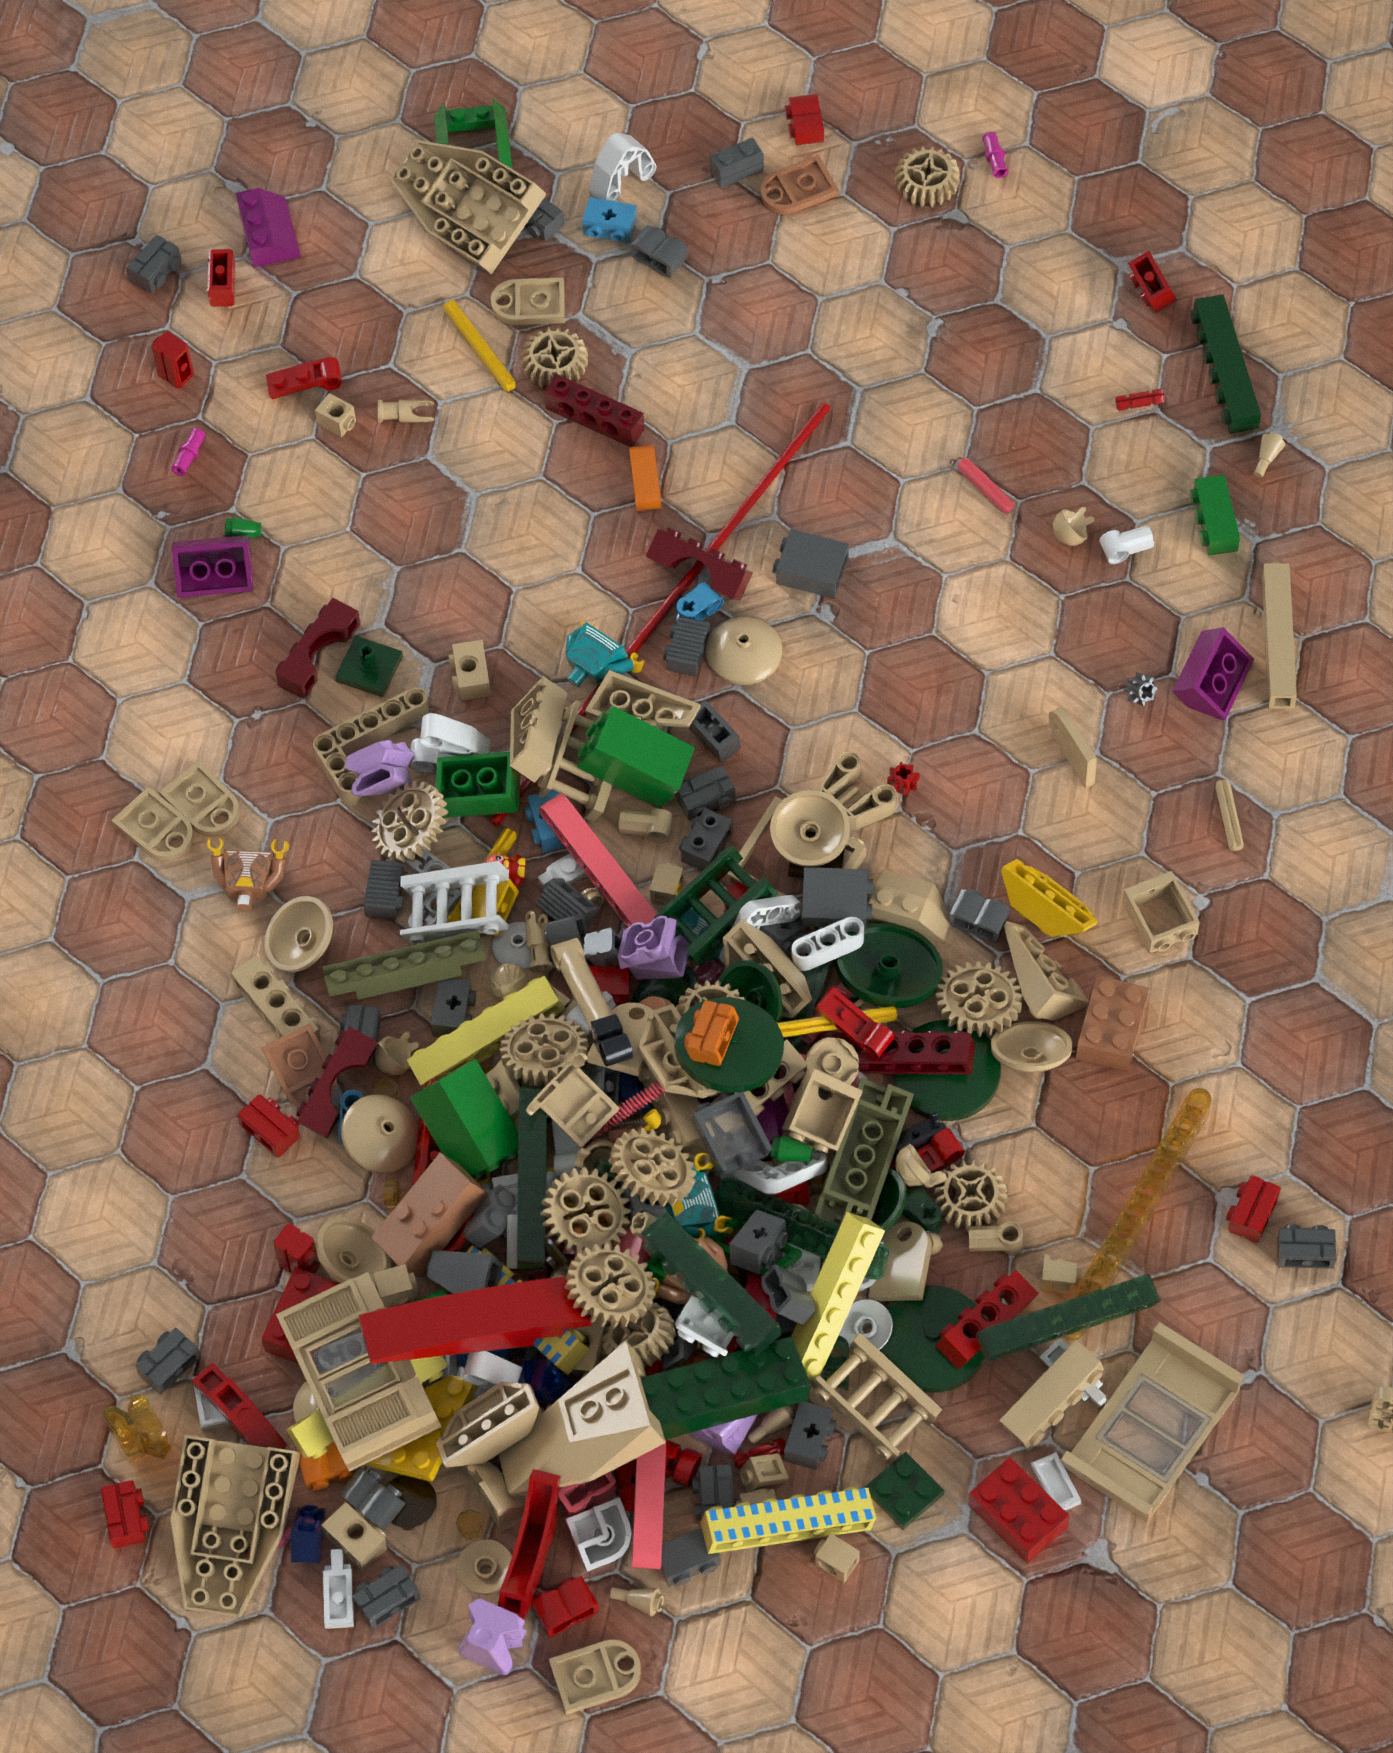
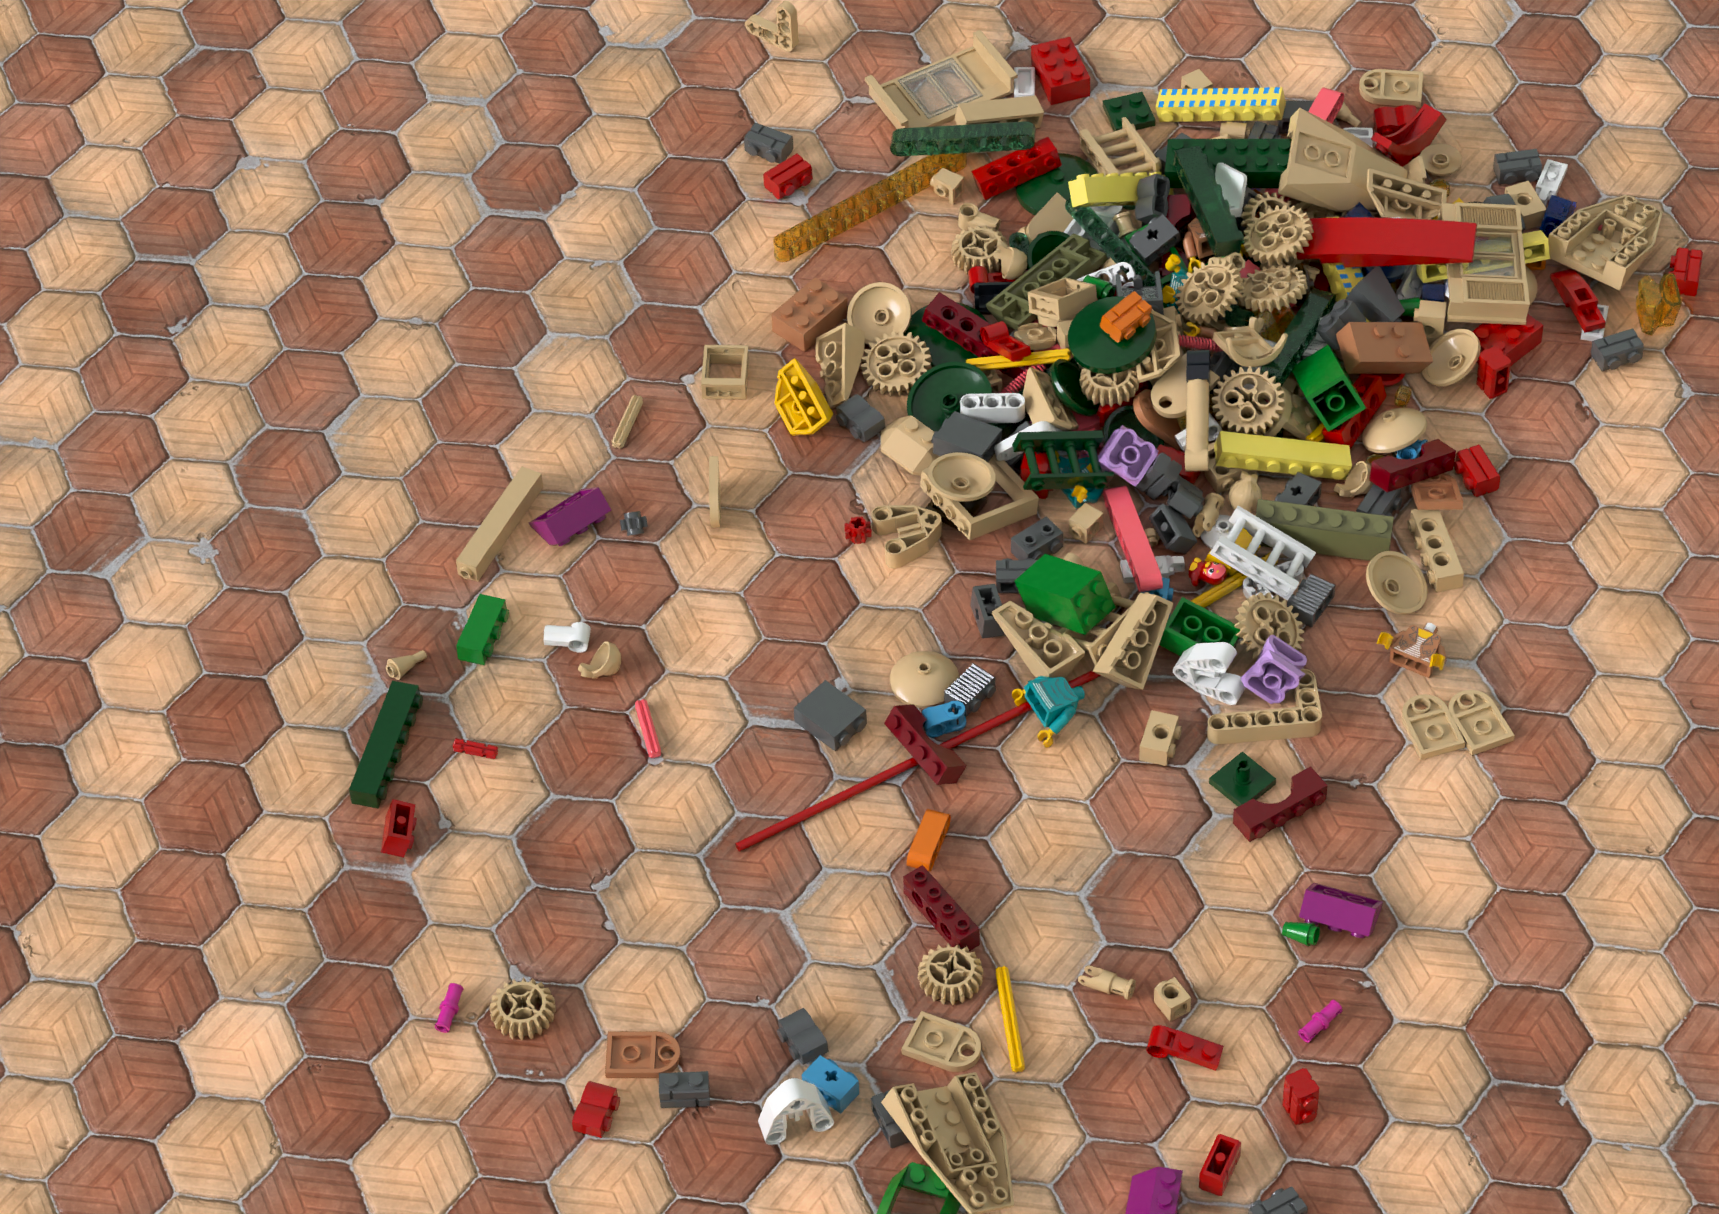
camera: 155 degrees left, 10 degrees down
(491, 1636) = (1461, 114): lavender piece -> none
(805, 1266) = (1124, 223): none -> tan bush

